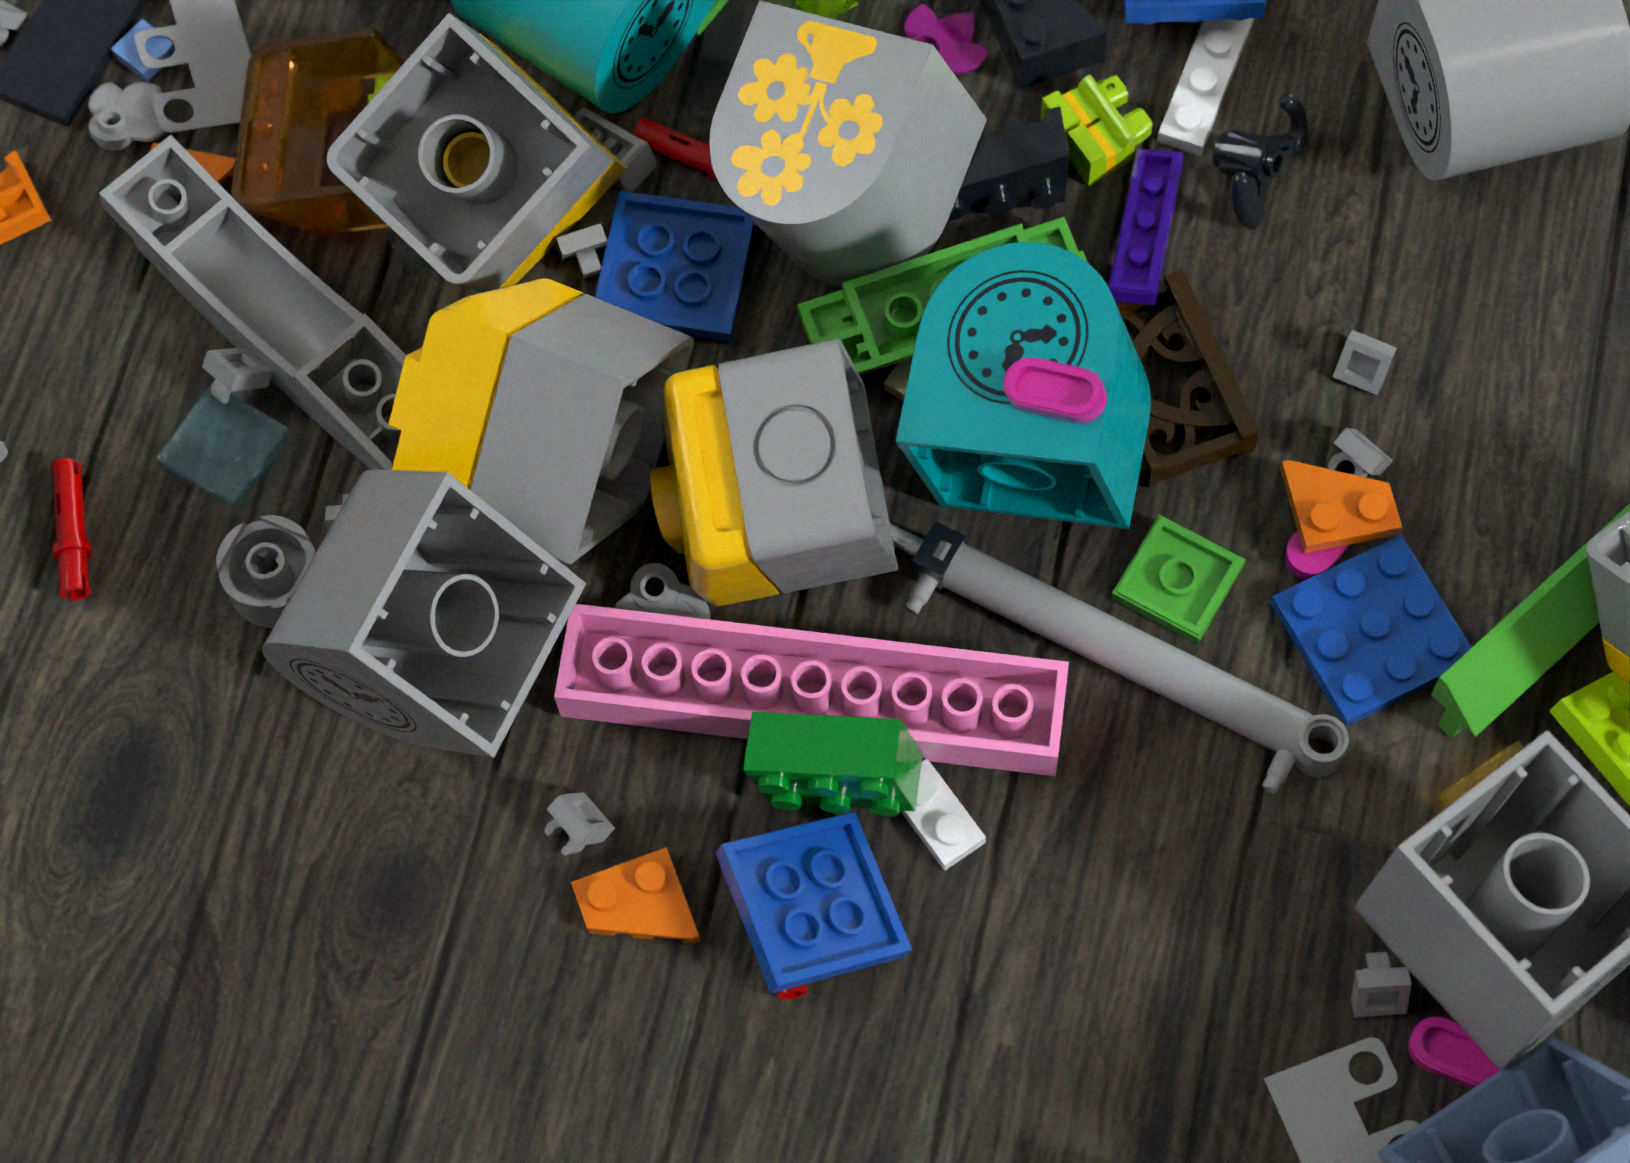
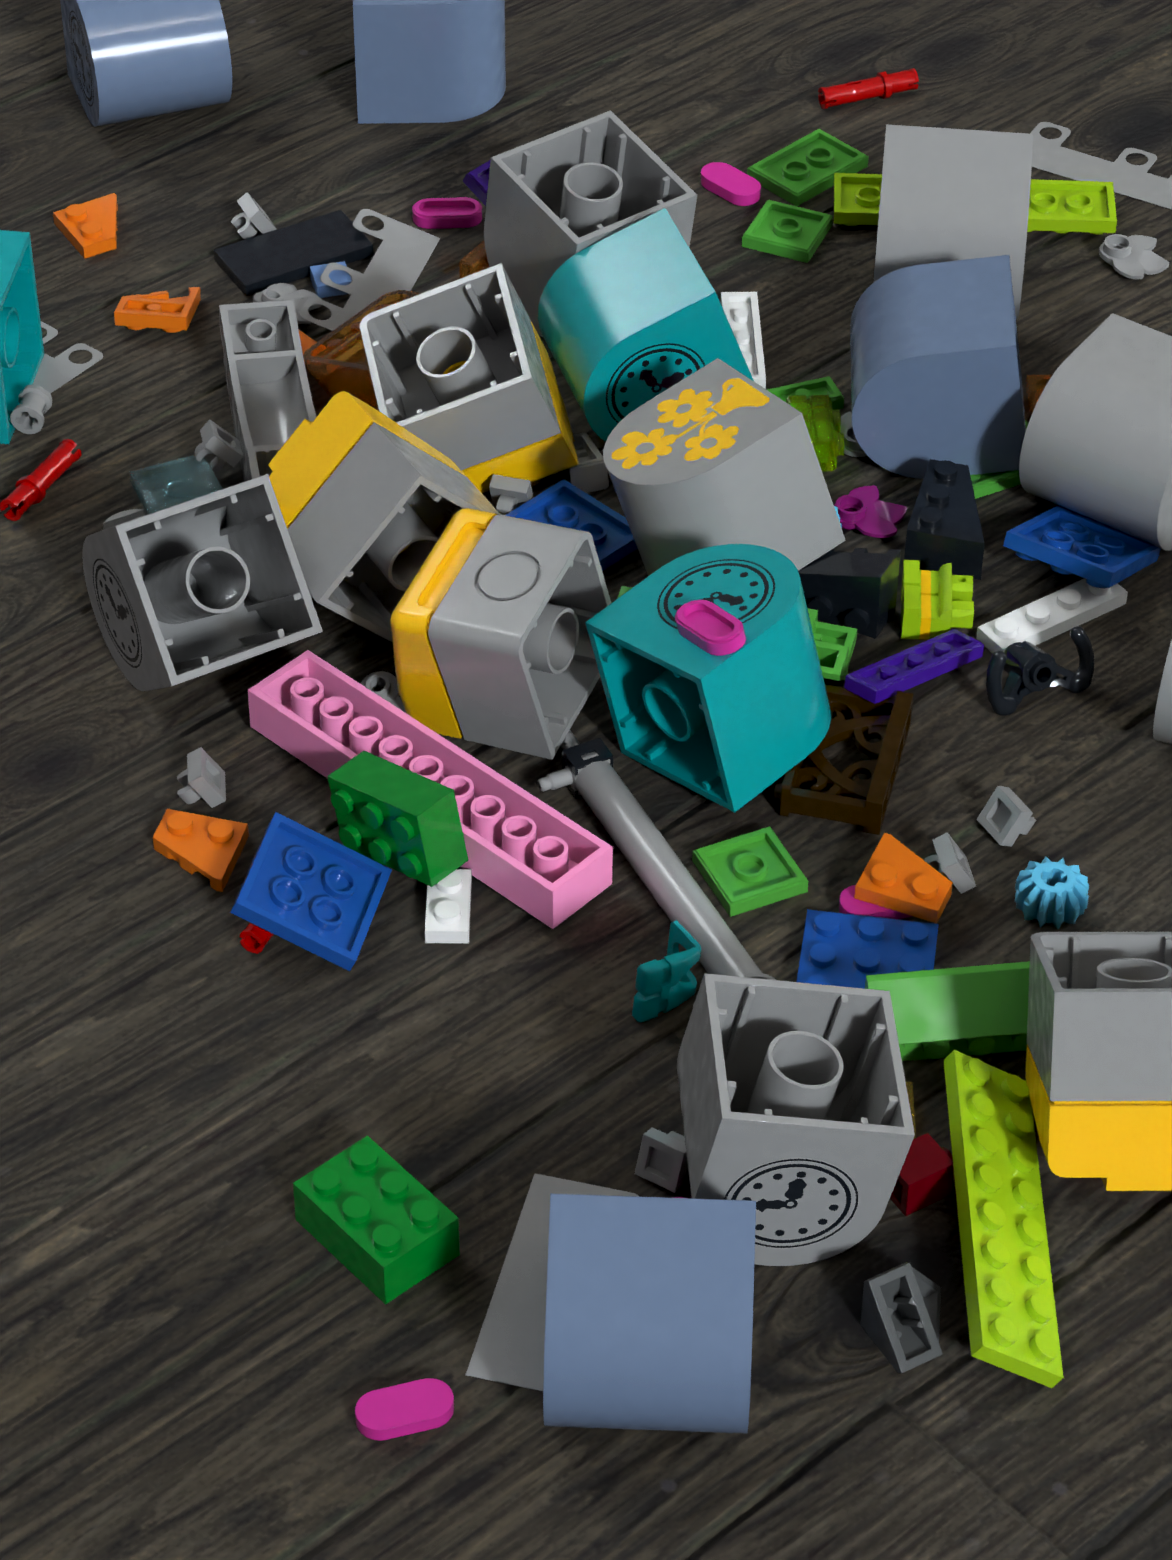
camera: 30 degrees right, 25 degrees down
(1236, 755) = (660, 981): none -> teal piece
(1481, 415) = (1051, 892): none -> medium azure gear

